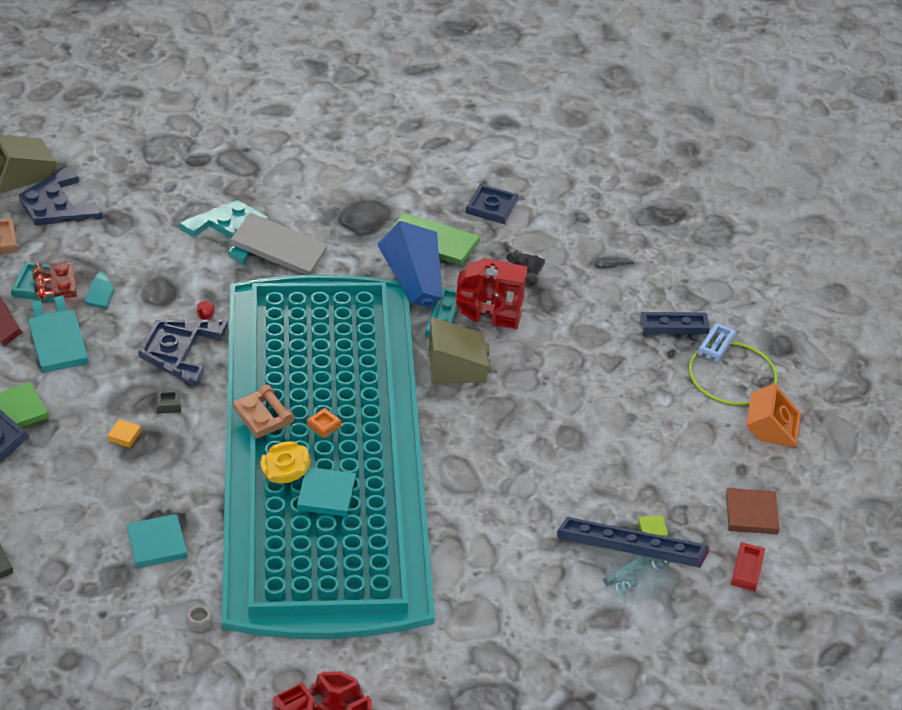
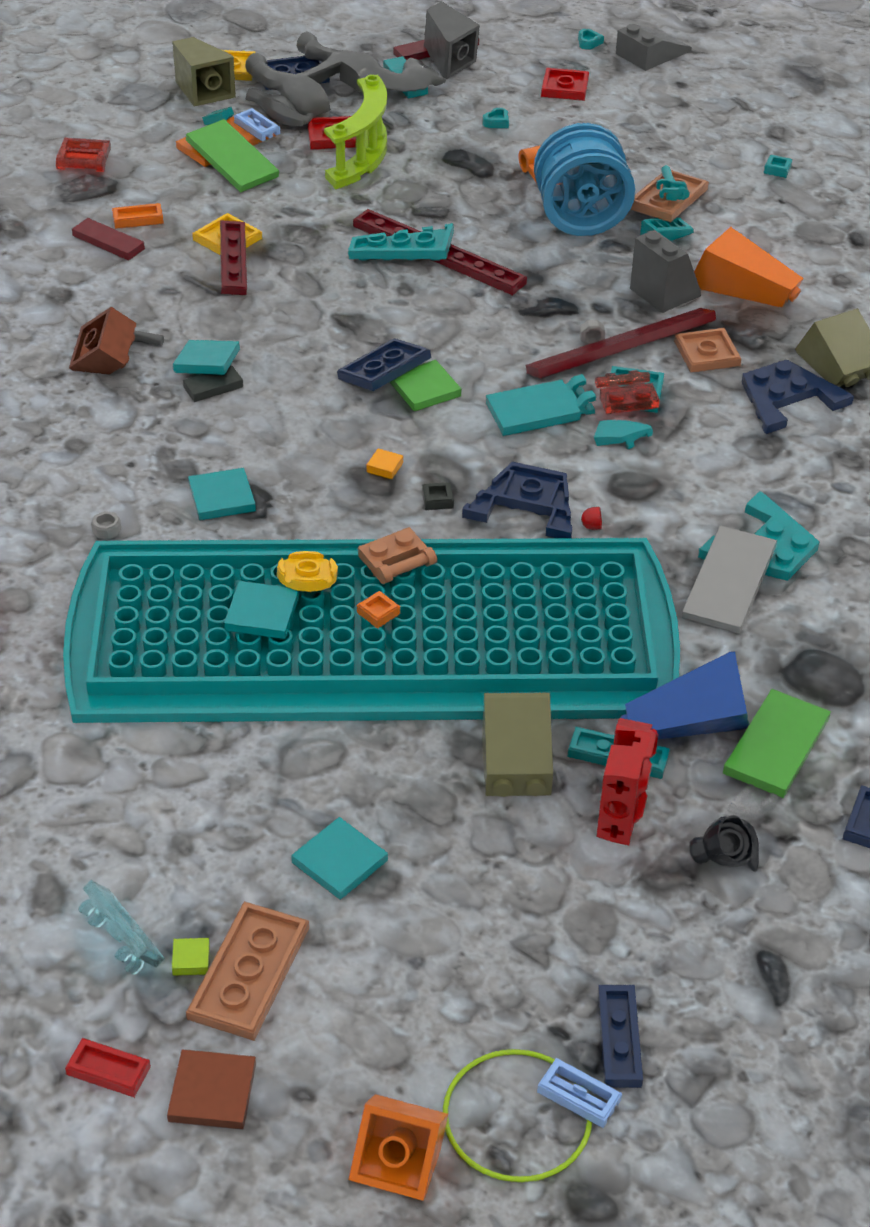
camera: 95 degrees right, 0 degrees up
(555, 453) = (339, 858): none -> teal tile
(633, 542) = (141, 909): dark blue tile -> none
(656, 496) = (248, 971): none -> nougat tile

